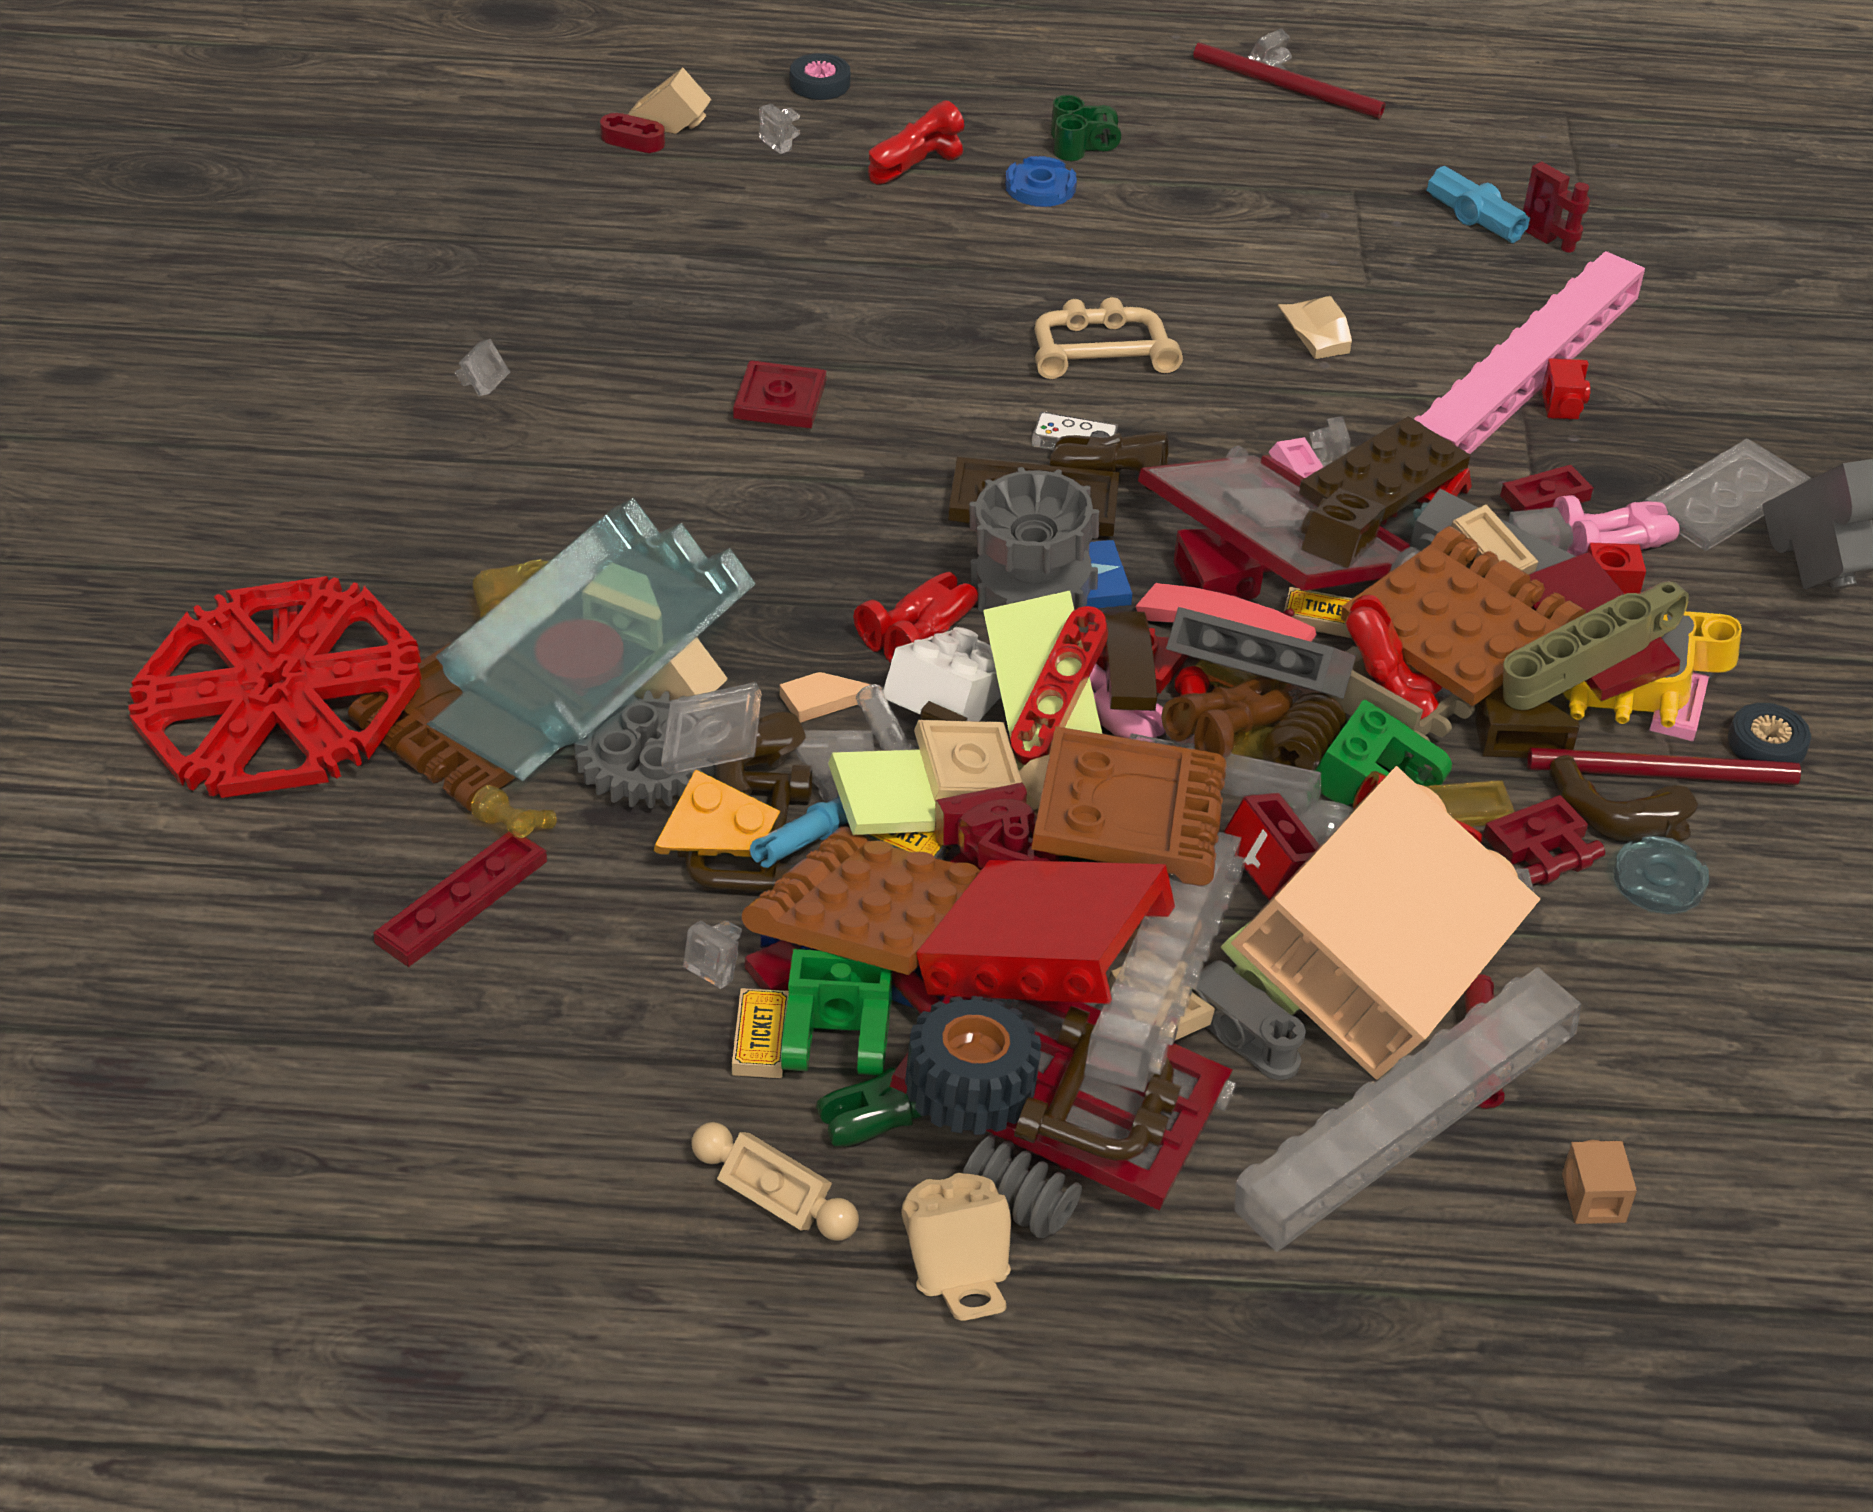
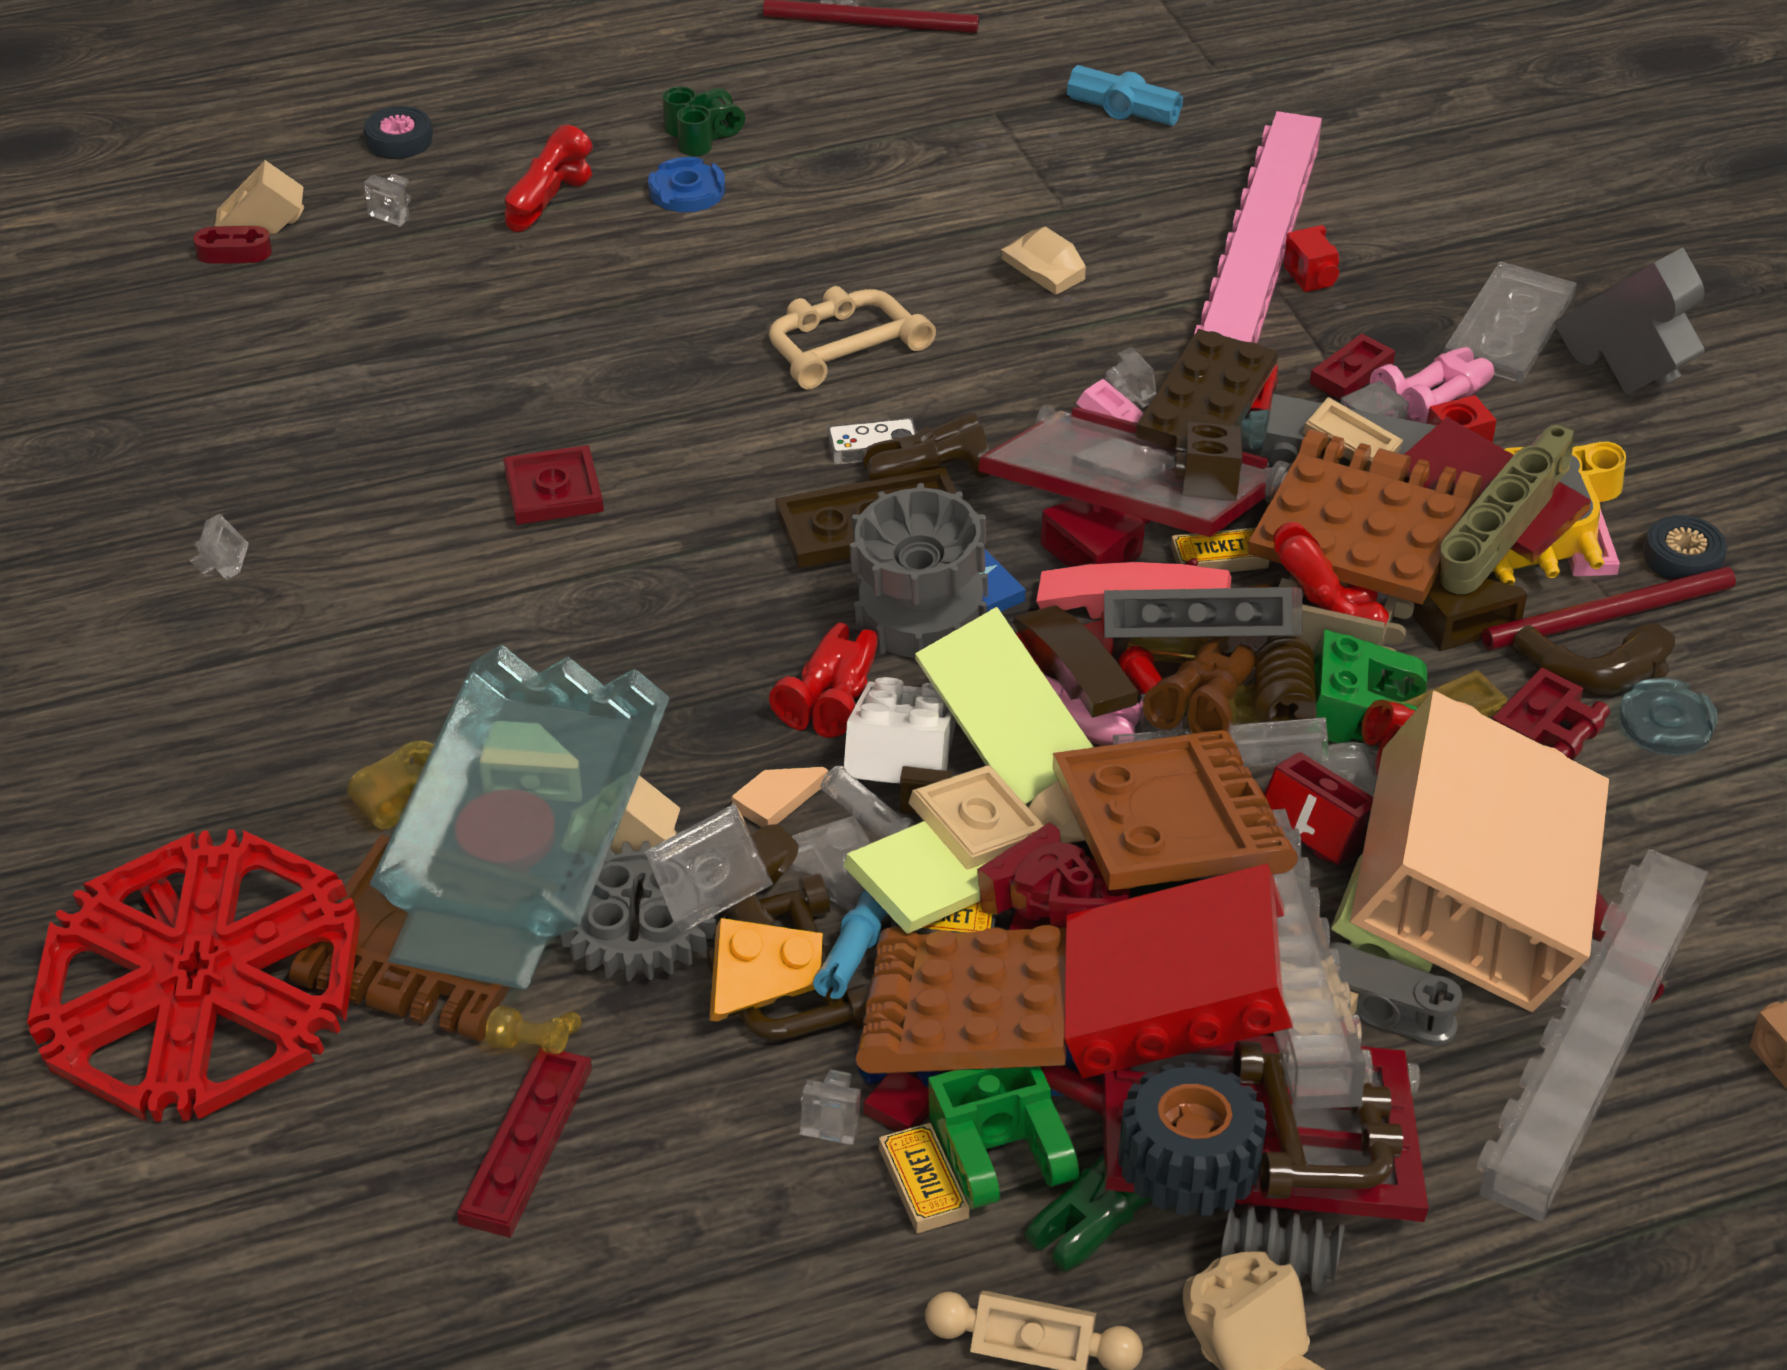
camera: 20 degrees left, 0 degrees up
(1055, 684) = (1035, 709): red beam -> none
(1544, 205) = (1194, 75): dark red plate -> none

